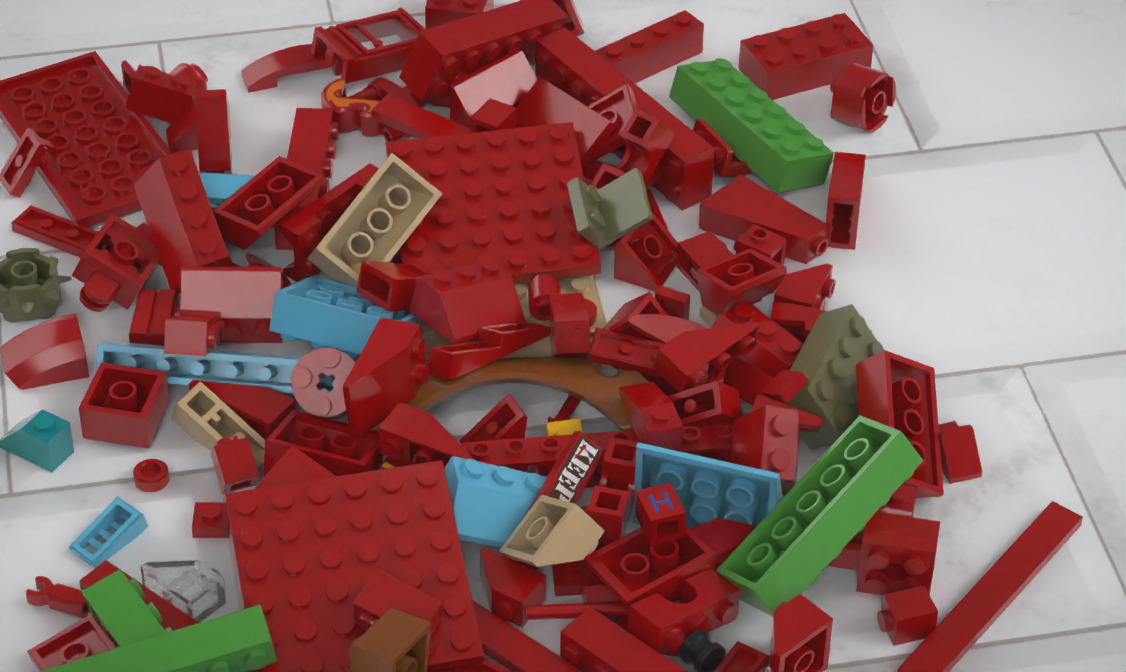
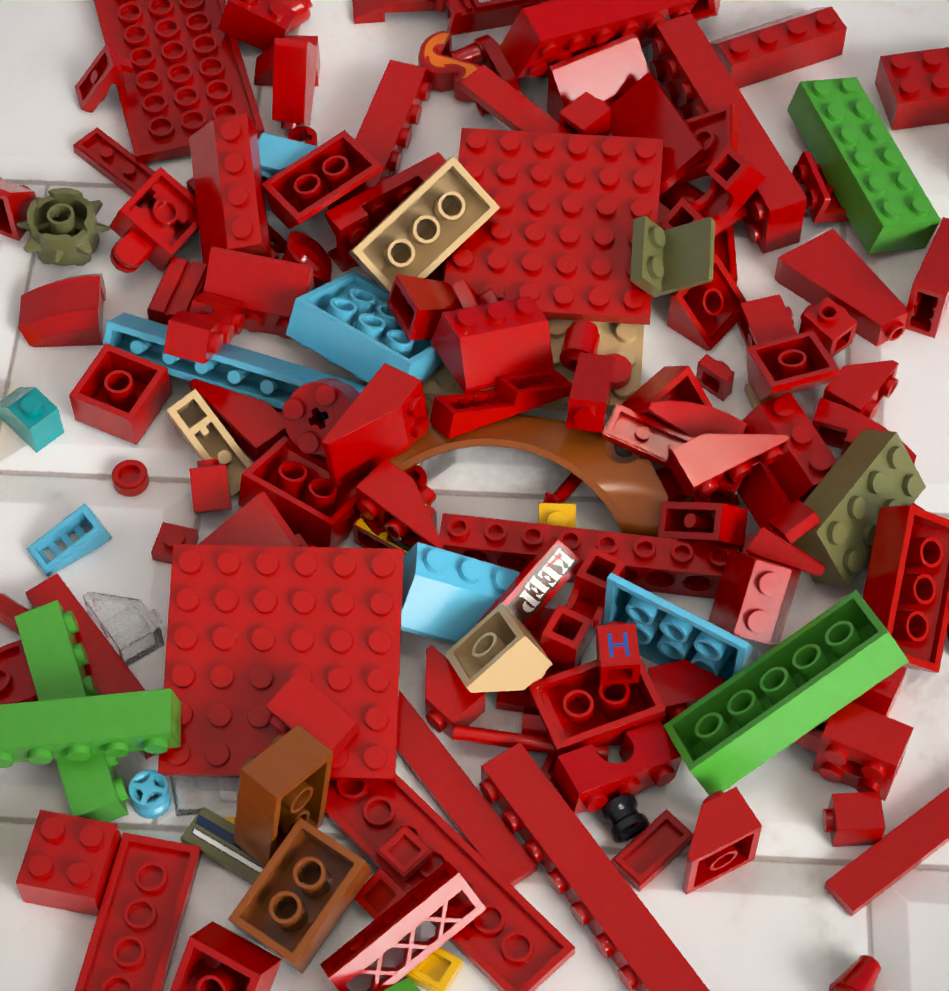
camera: 15 degrees right, 15 degrees up
(500, 423) = (488, 498): red slope -> none
(652, 416) = (644, 530): red slope -> none

